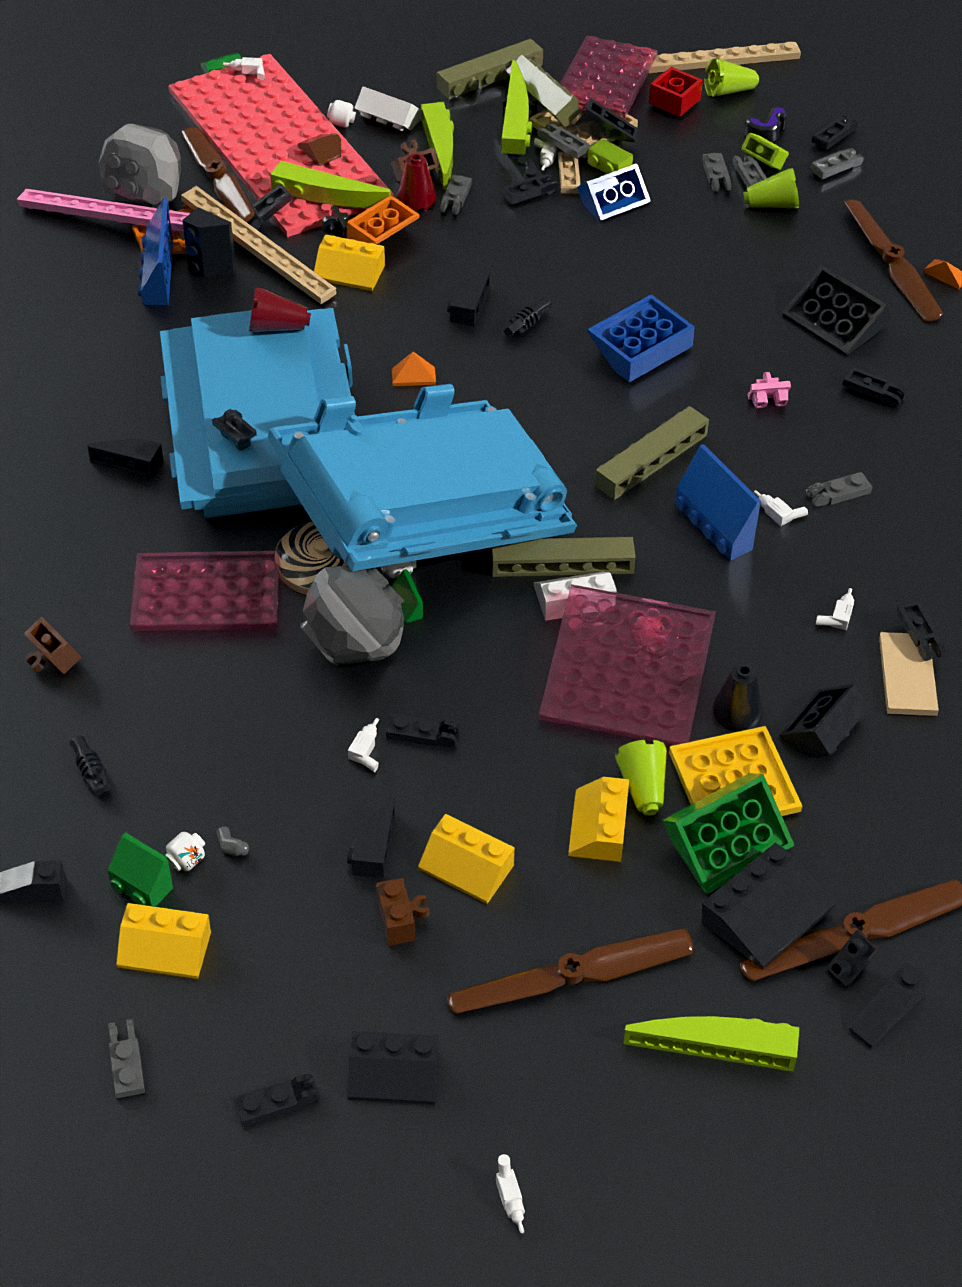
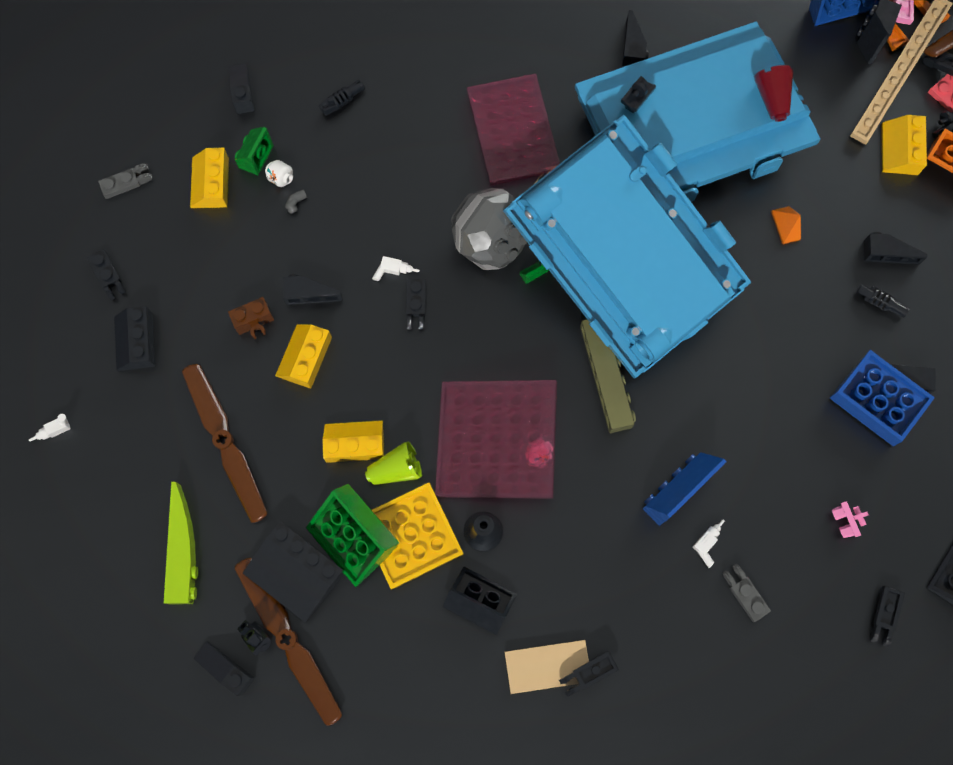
camera: 80 degrees right, 25 degrees up
(50, 646) = (434, 43): reddish brown brick -> none
(554, 593) = (574, 389): white slope -> none
(651, 452) = (745, 428): olive brick -> none
(841, 613) = (601, 606): white piece -> none

